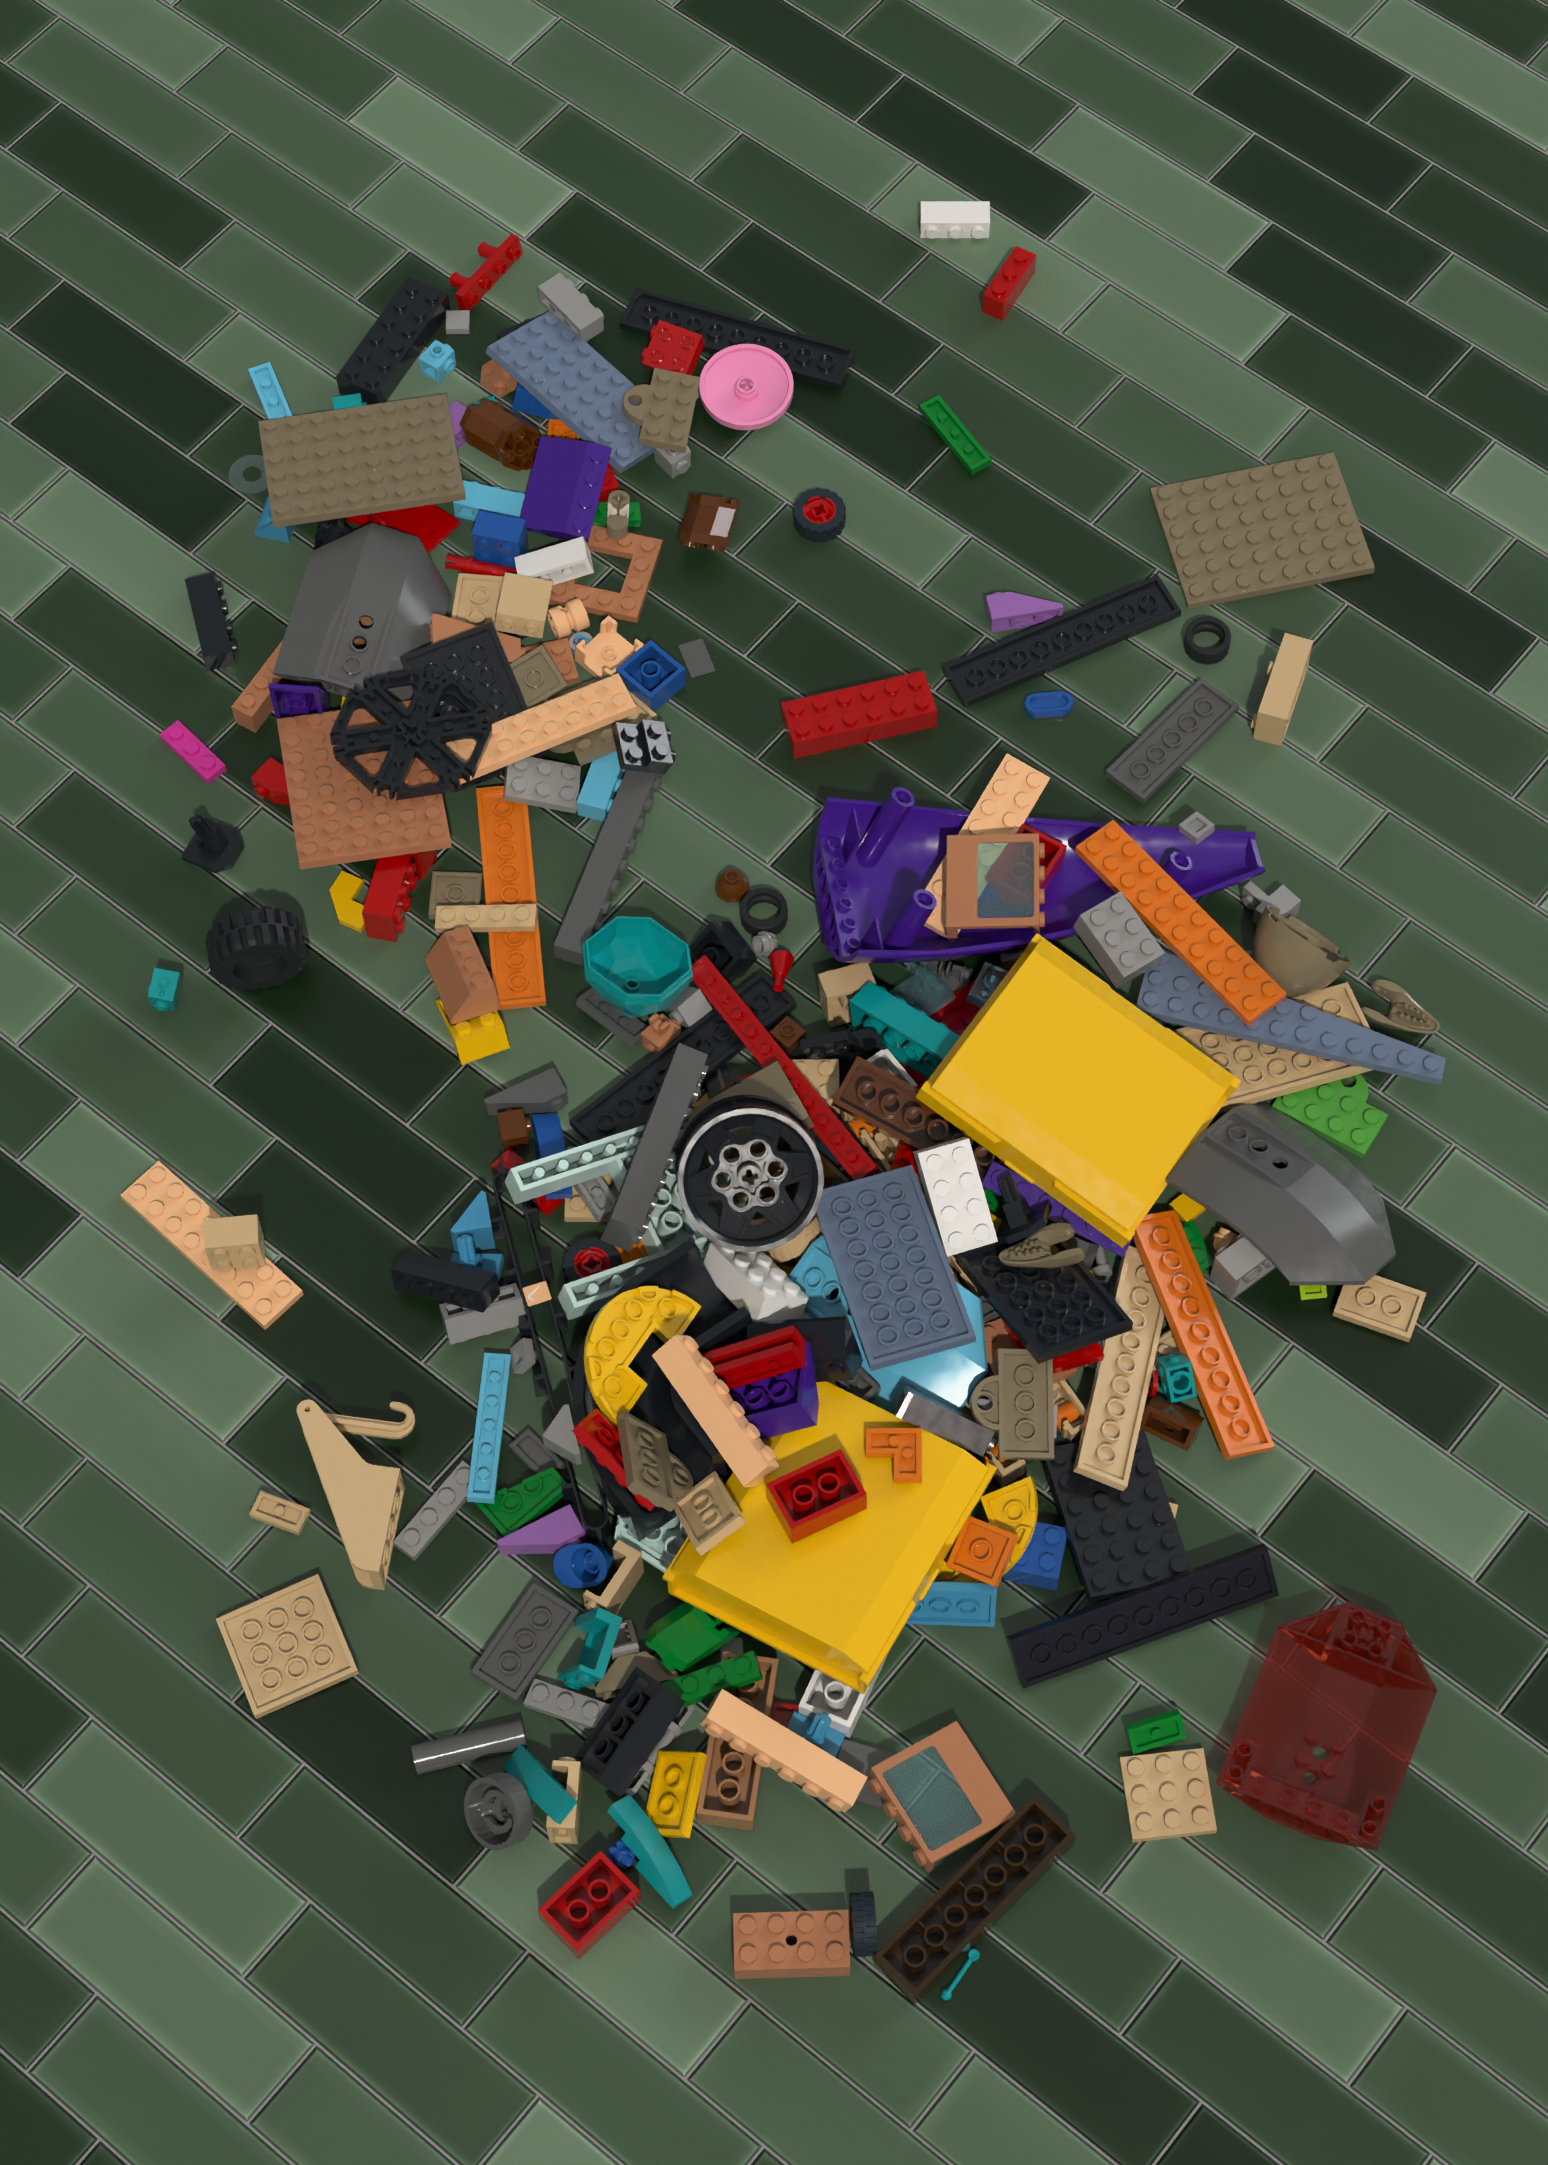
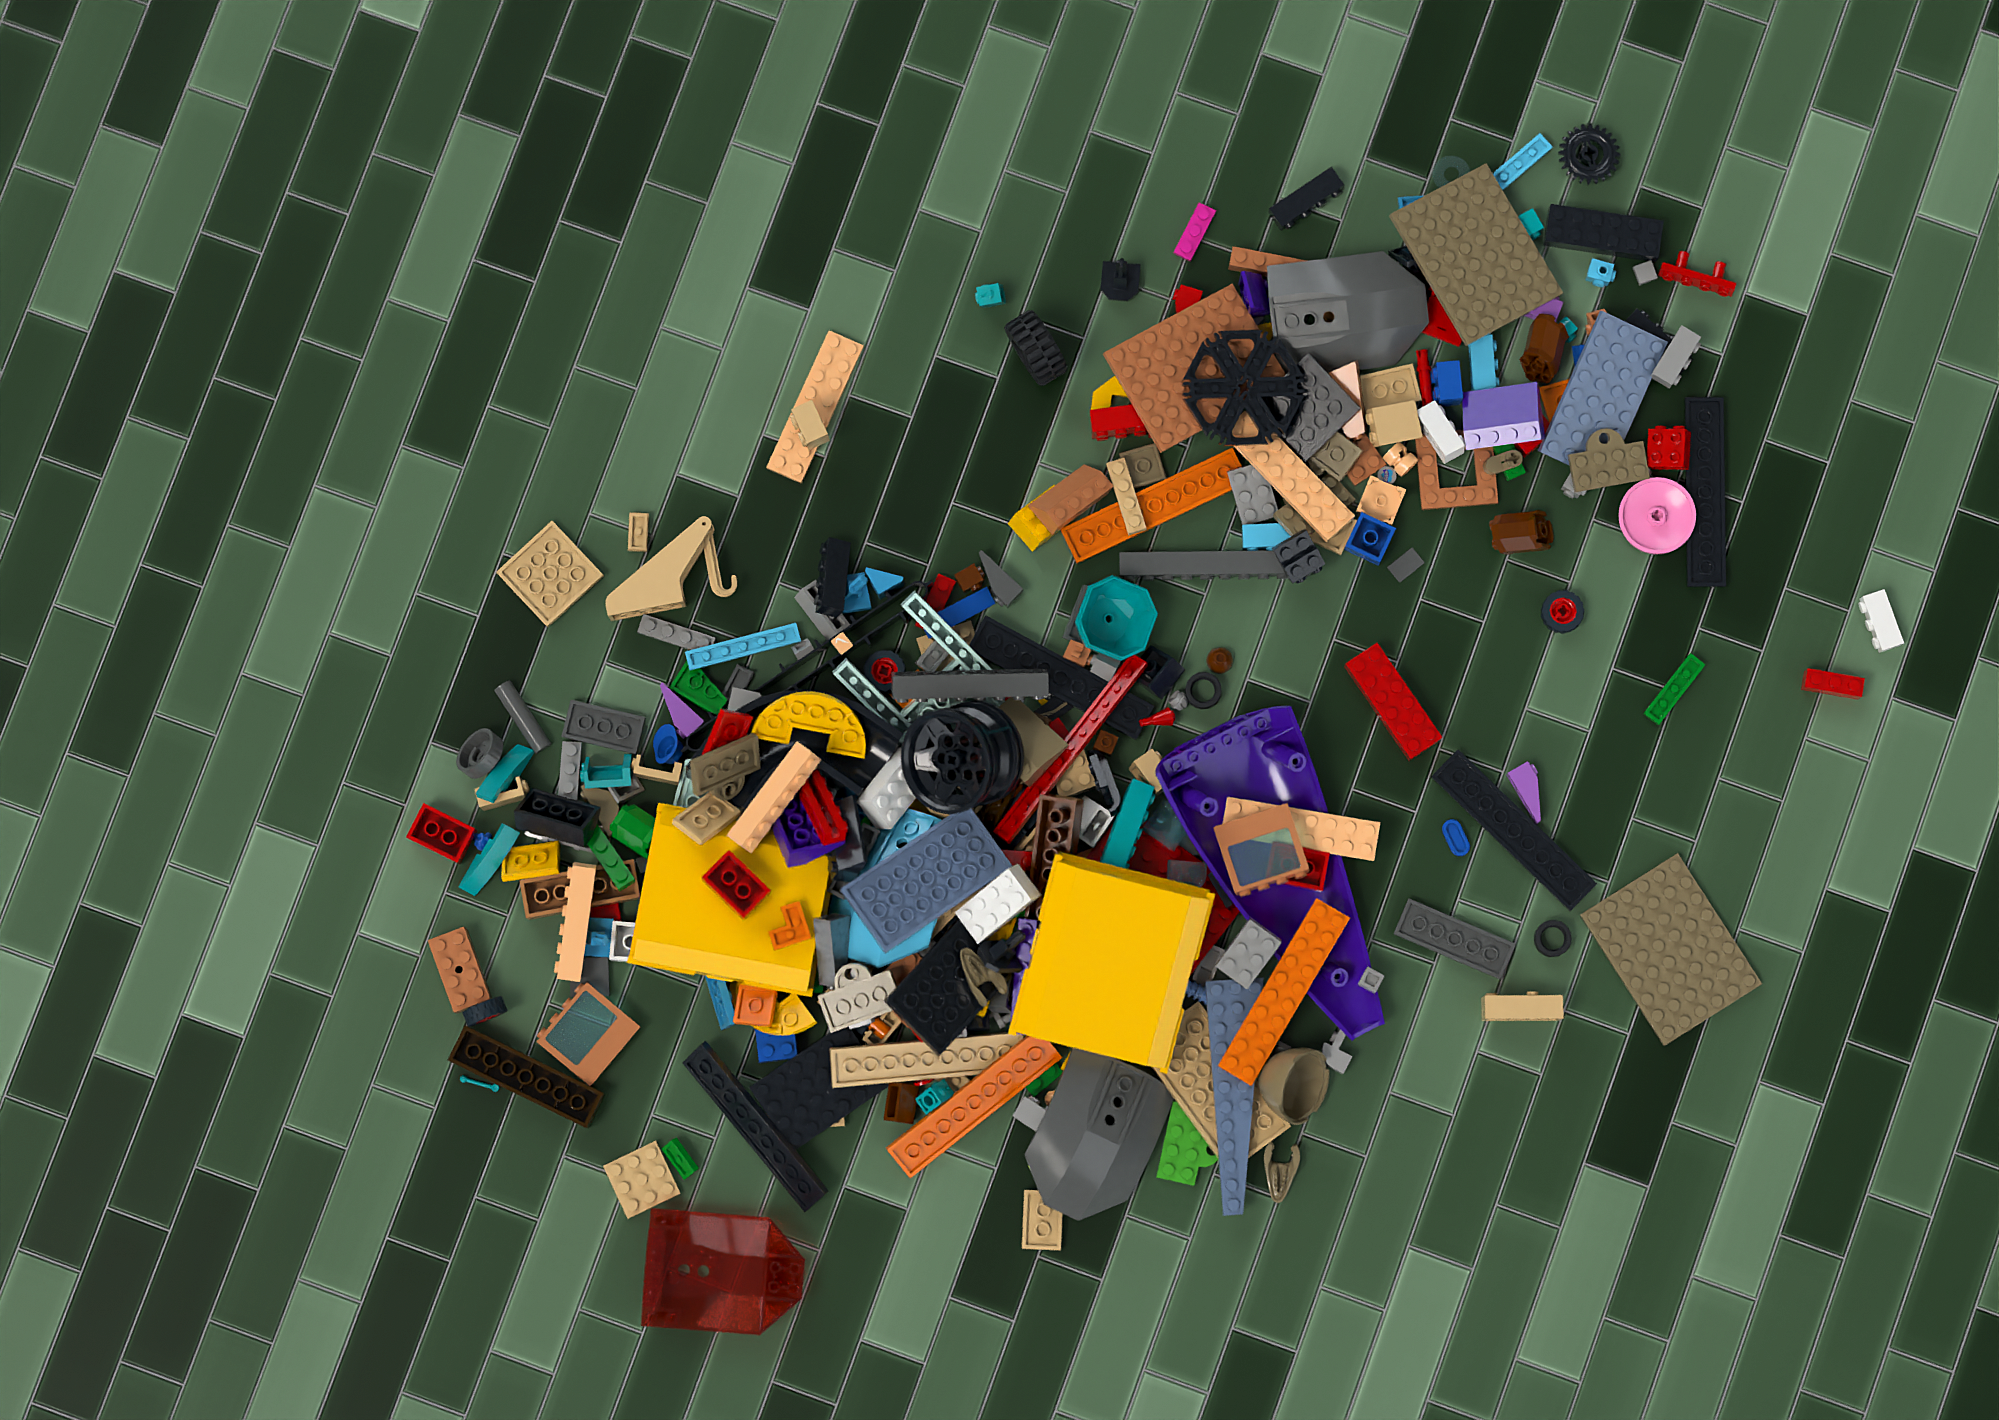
camera: 75 degrees right, 20 degrees up
(301, 337) = (1593, 171): none -> black gear

